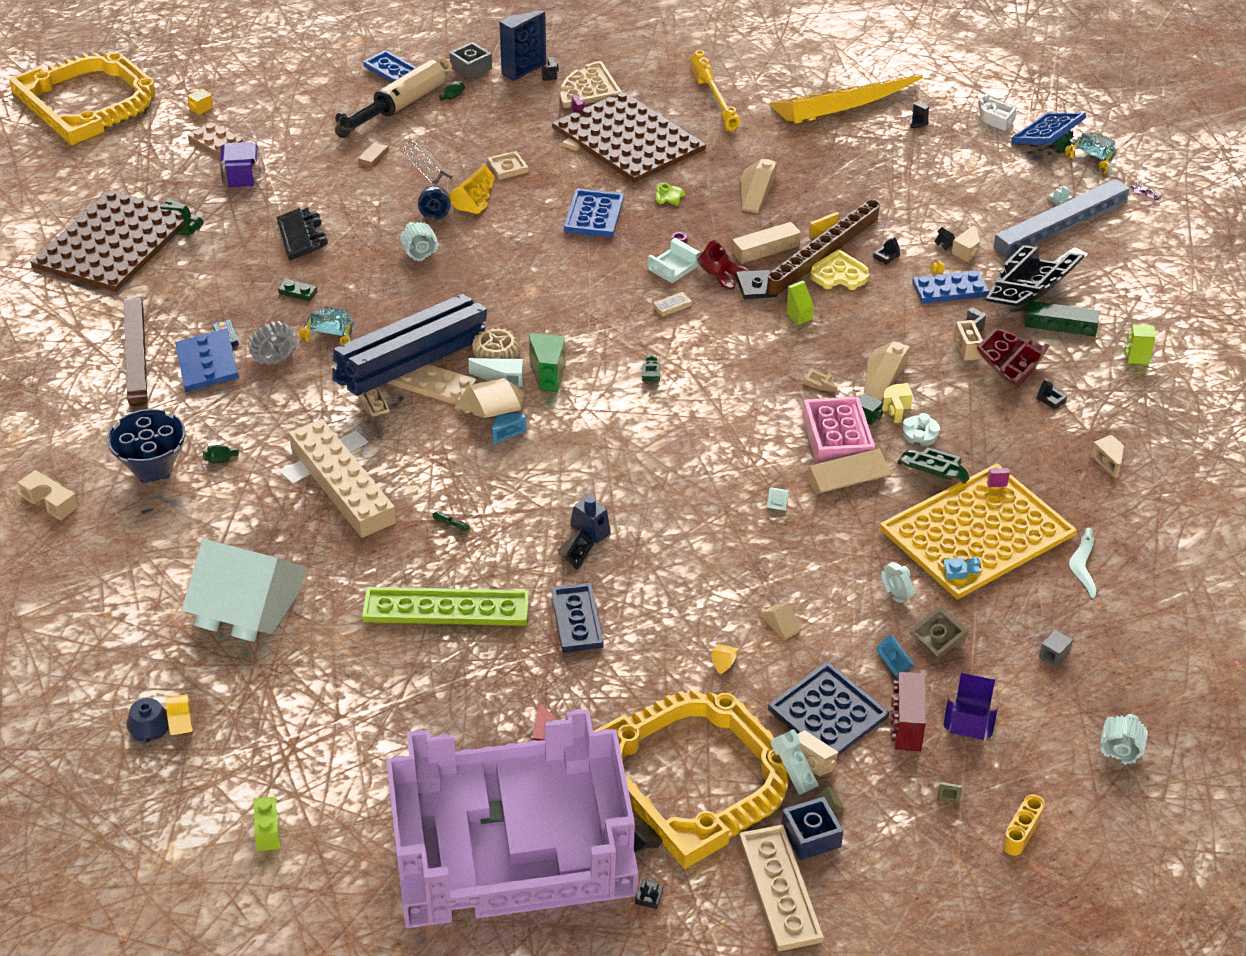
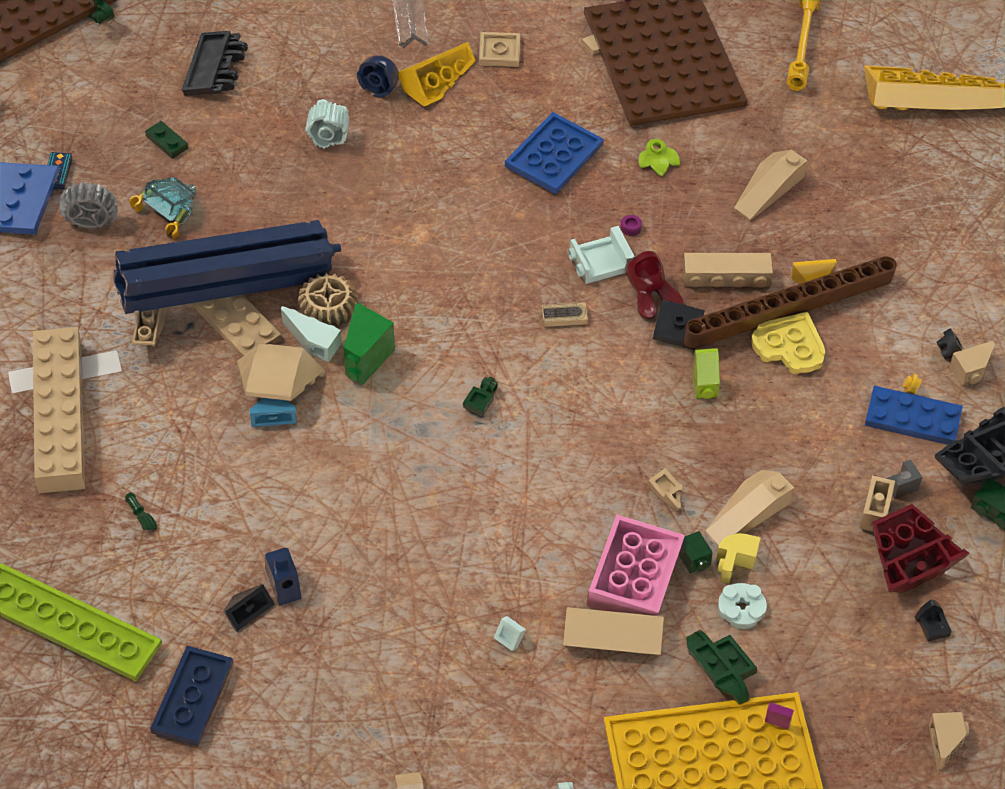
camera: 25 degrees right, 10 degrees up
(888, 251) = (867, 337): black tile -> none

